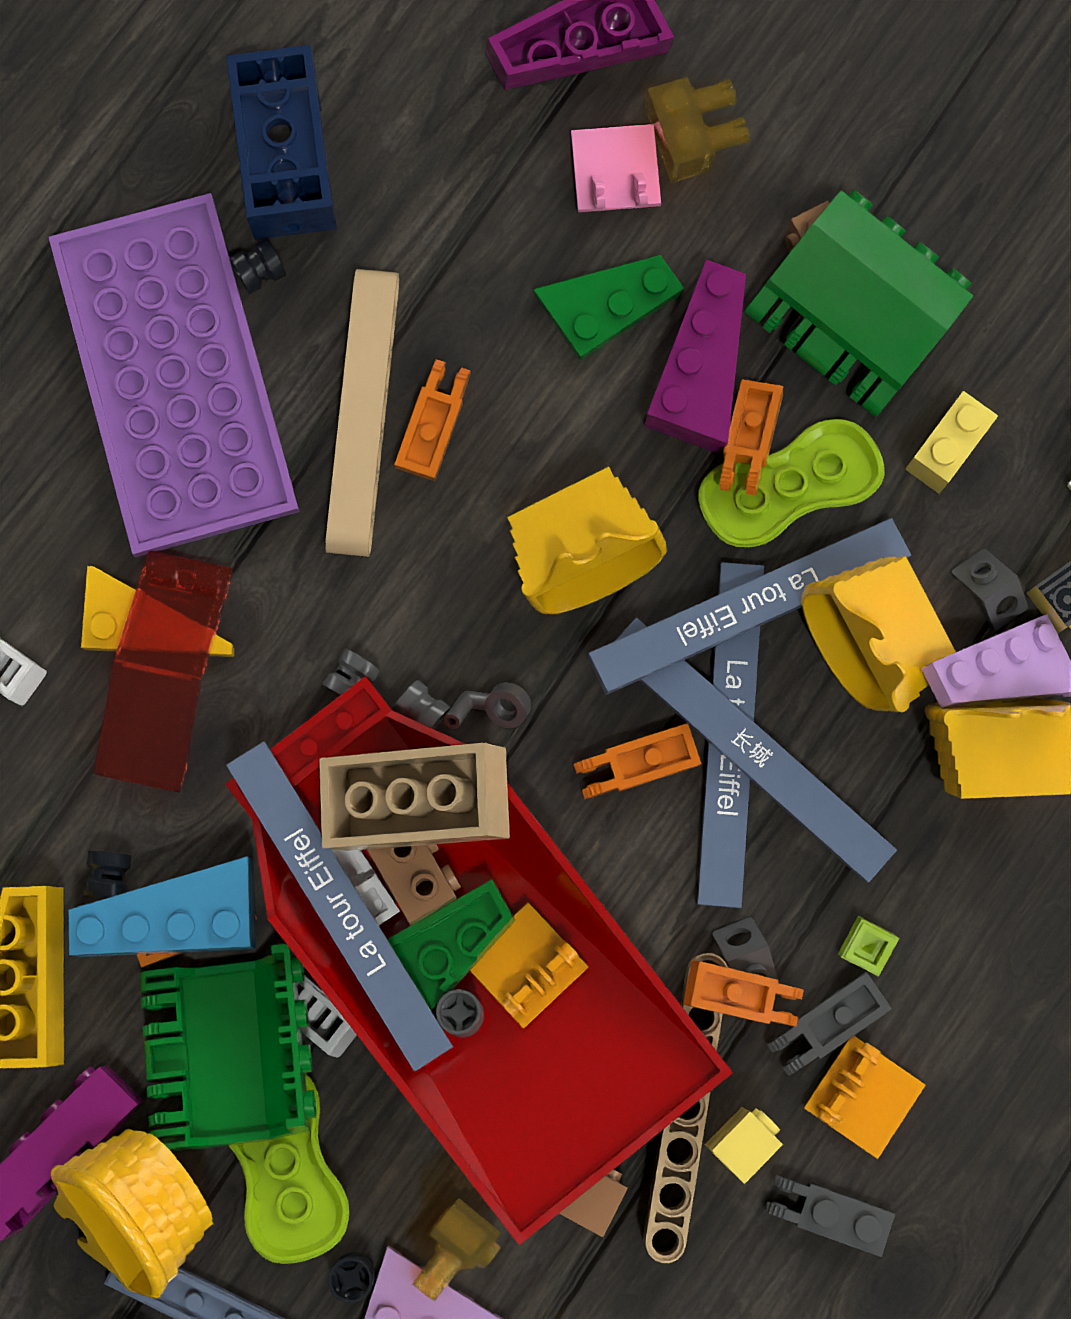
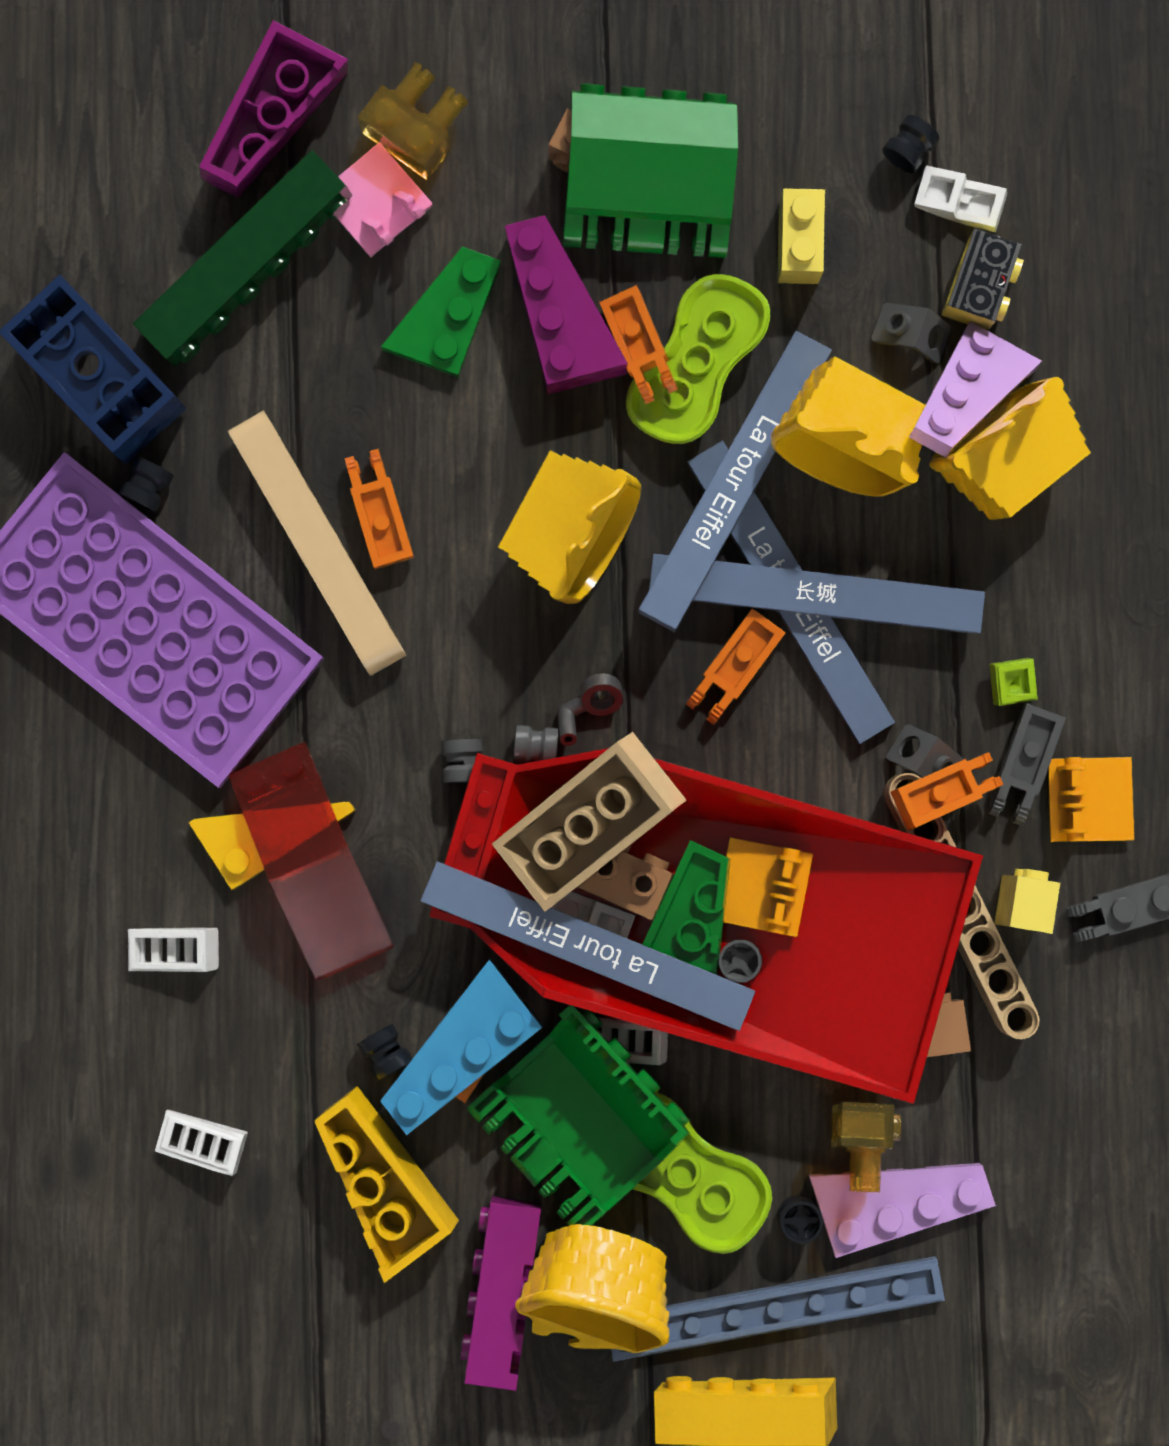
camera: 35 degrees left, 5 degrees up
(471, 140) = (244, 259): none -> dark green brick

